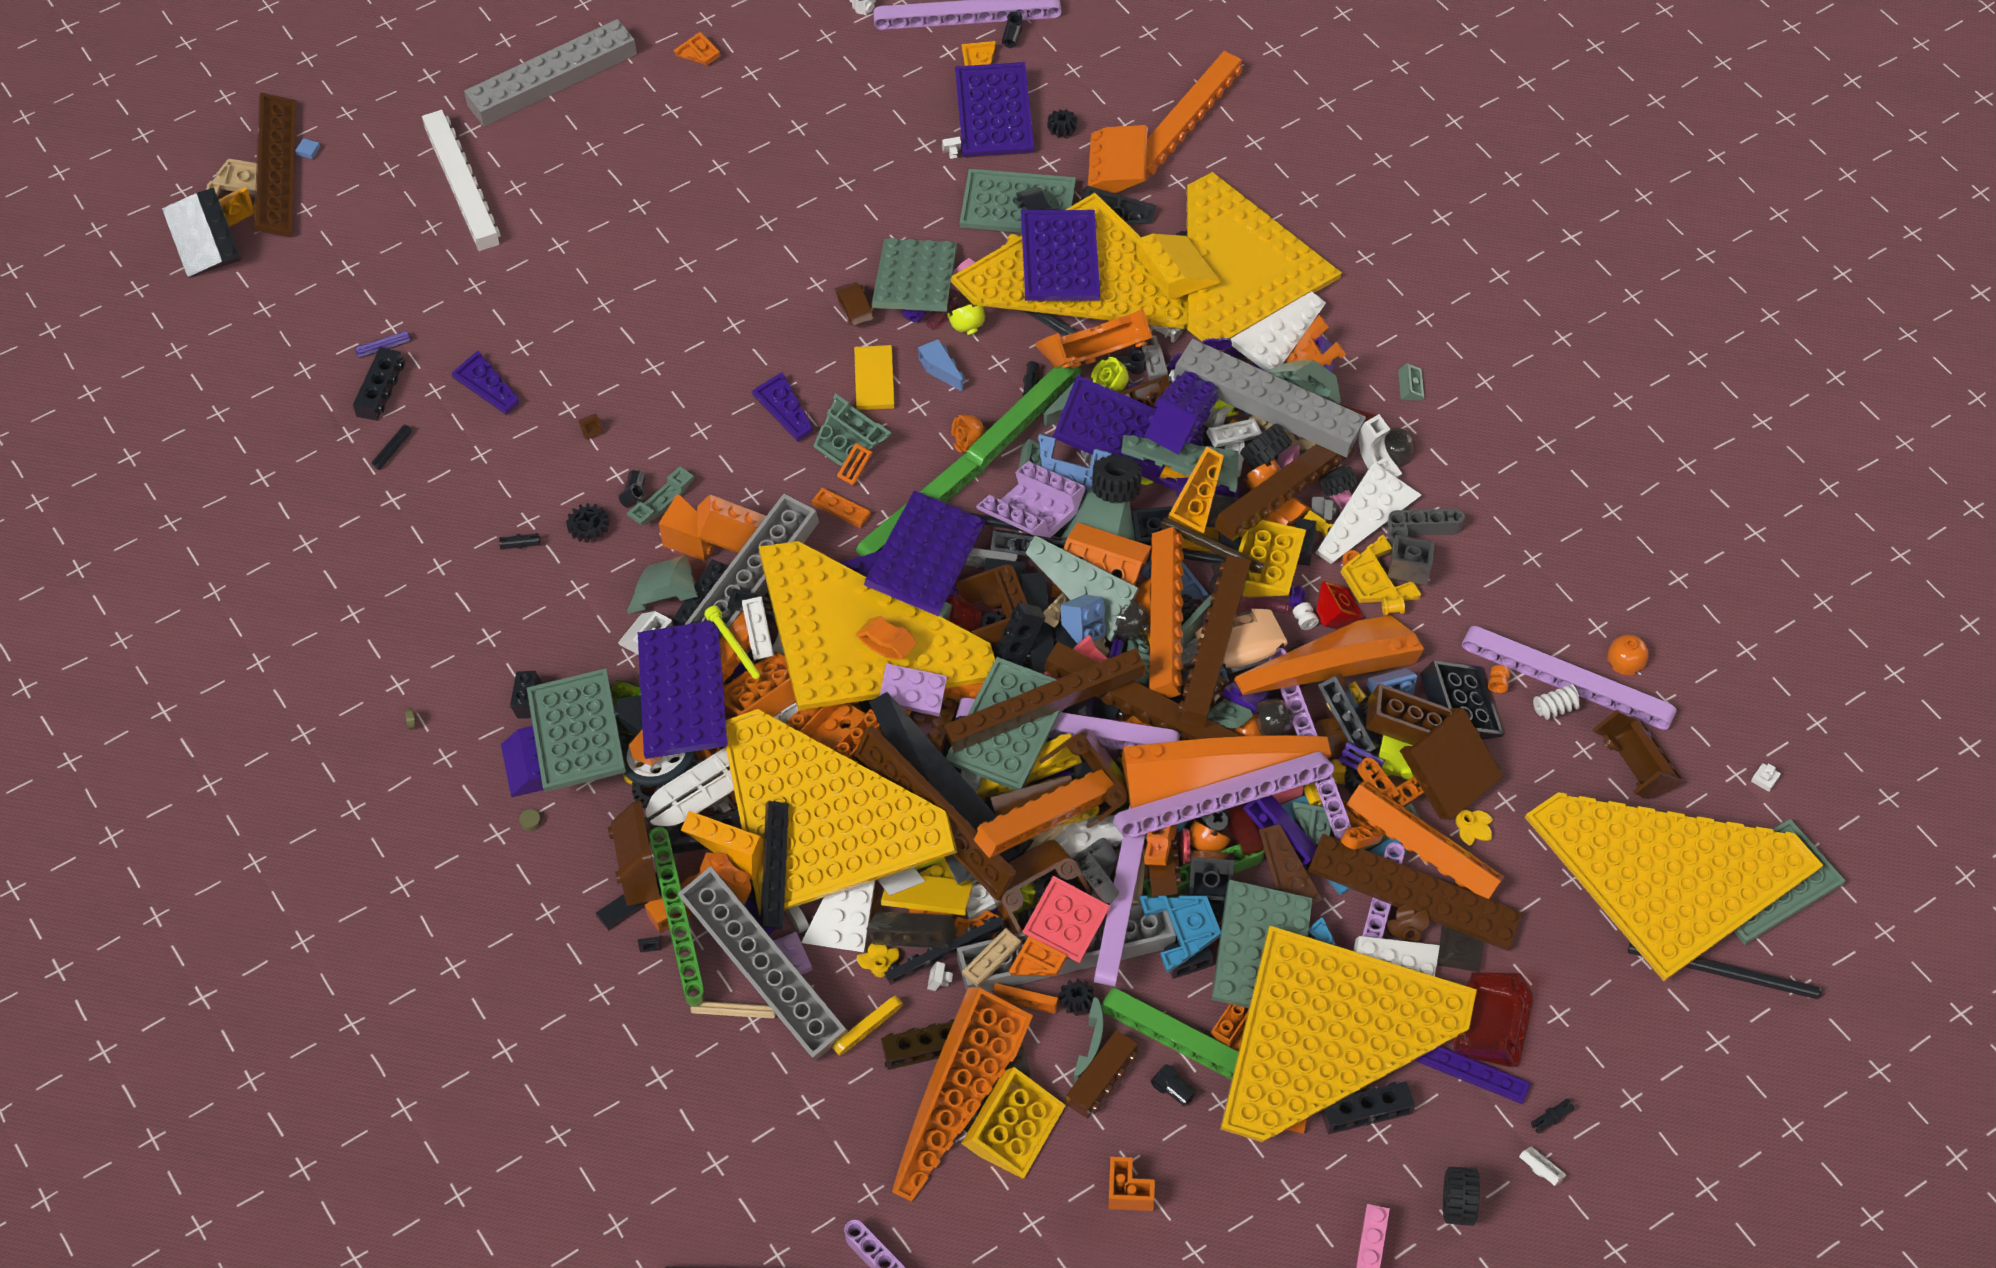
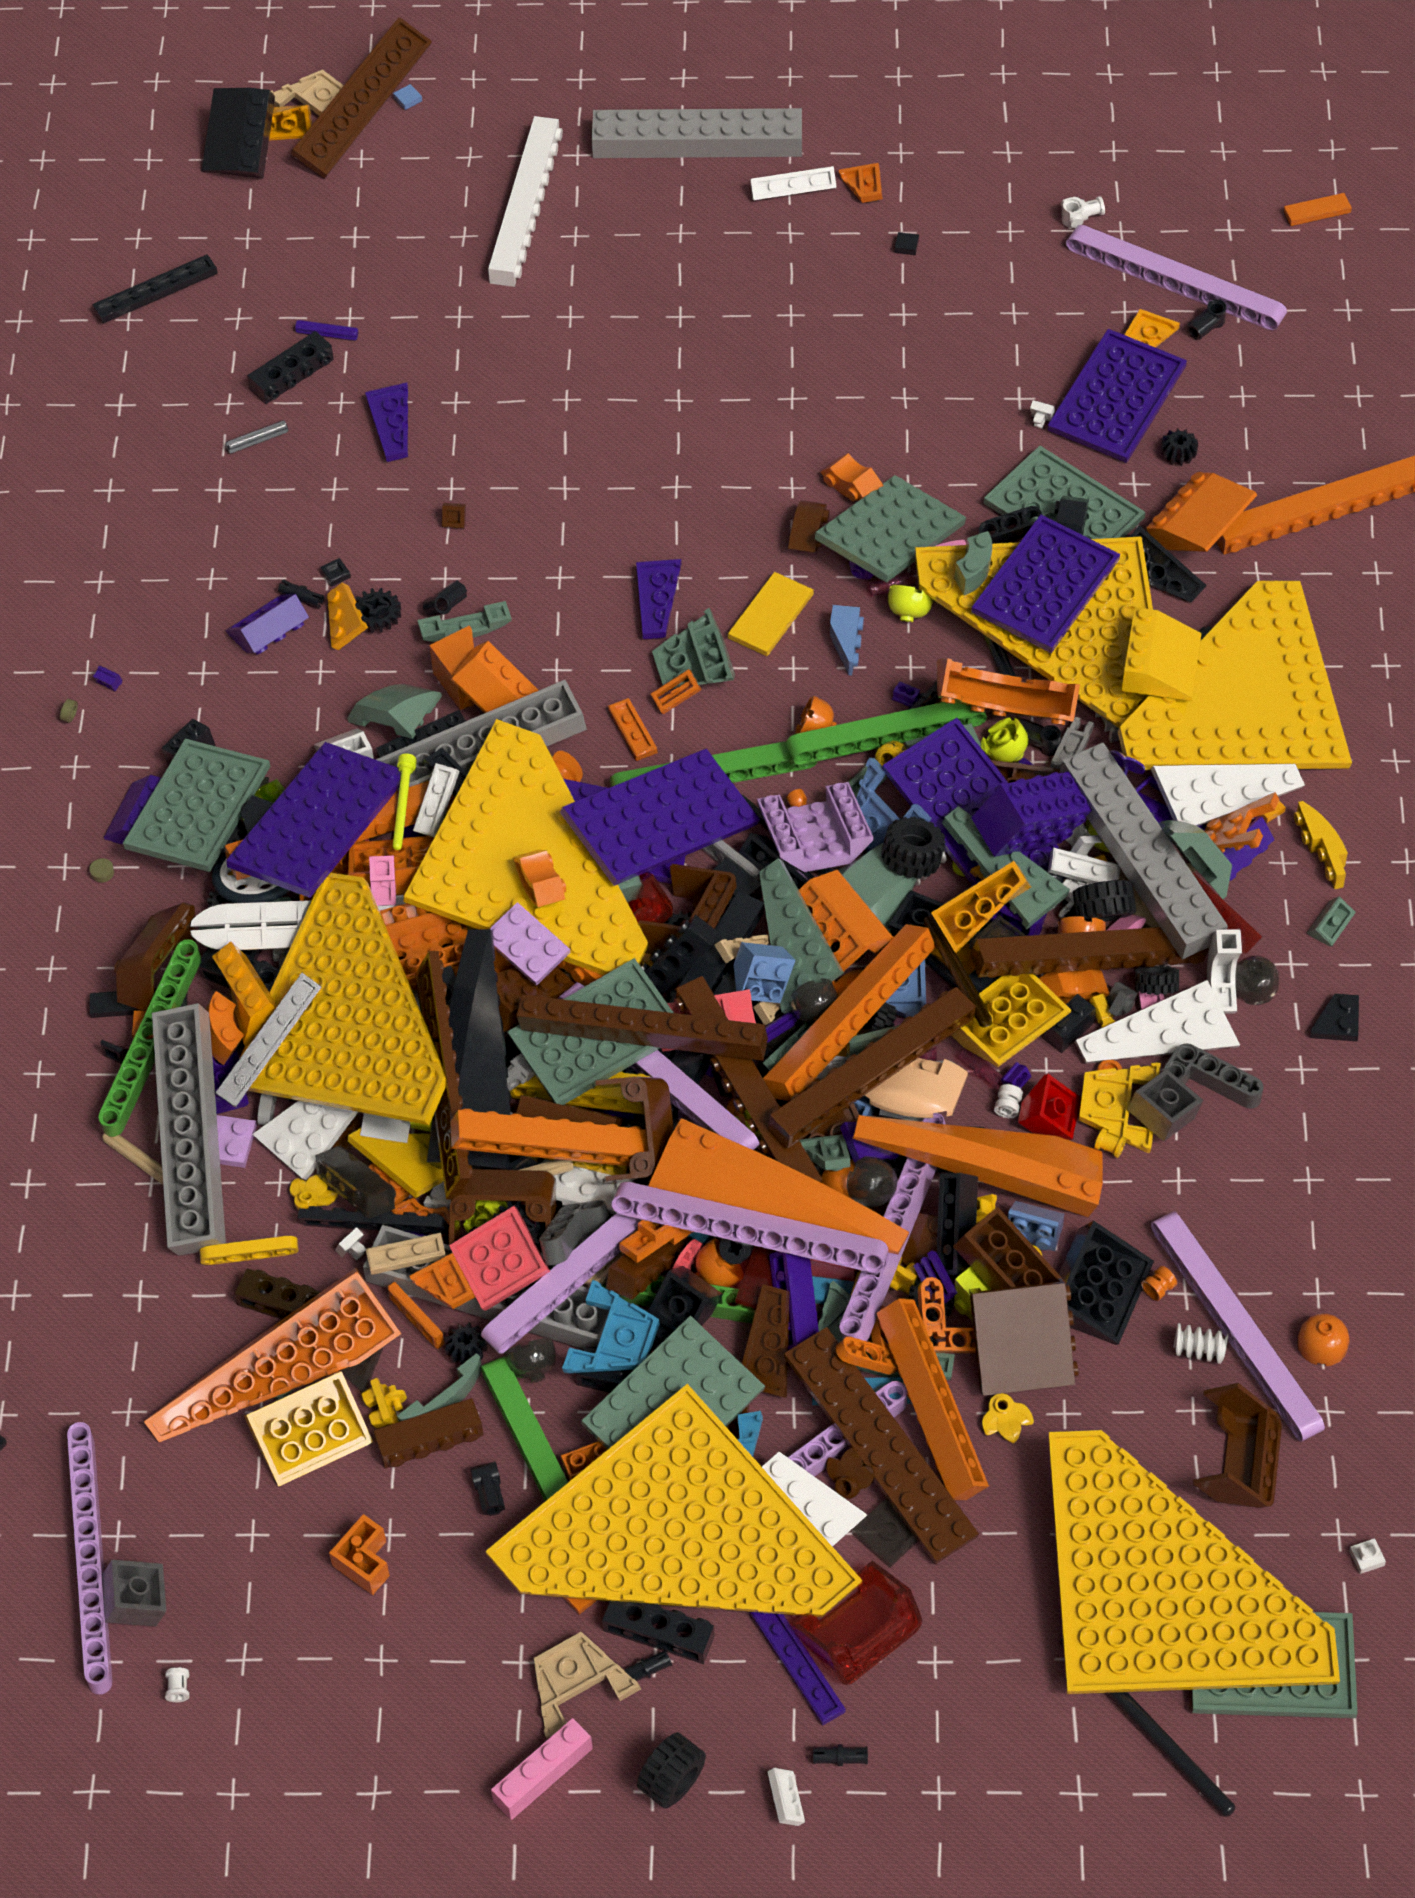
camera: 35 degrees right, 0 degrees up
(222, 380) = (154, 288): none -> black plate
(420, 679) = (107, 678): none -> dark purple piece
(512, 574) = (268, 623): none -> slope
(531, 512) = (335, 572): none -> black tile
(567, 539) = (343, 616): none -> light orange wing
(648, 74) = (793, 183): none -> white plate
(762, 78) = (906, 243): none -> black tile
(766, 701) = (383, 880): none -> bright pink slope
(857, 256) = (851, 478): none -> orange brick
(995, 239) = (1001, 523): none -> black beam
(998, 492) = (797, 798): none -> orange hinge
(1004, 263) = (975, 566): none -> sand green brick
(1013, 383) = (905, 694): none -> dark purple piece
(1037, 423) = (889, 751): none -> yellow head
(1043, 1070) = (388, 1401): none -> yellow hips
(1135, 978) = (532, 1360): none -> clear smoke cylinder
(1333, 1173) = (571, 1670): none -> tan wing
(1363, 330) = (1322, 838): none -> yellow slope
(1380, 1140) = (649, 1666): none -> black axle
(1468, 443) = (1338, 1019): none -> black wing

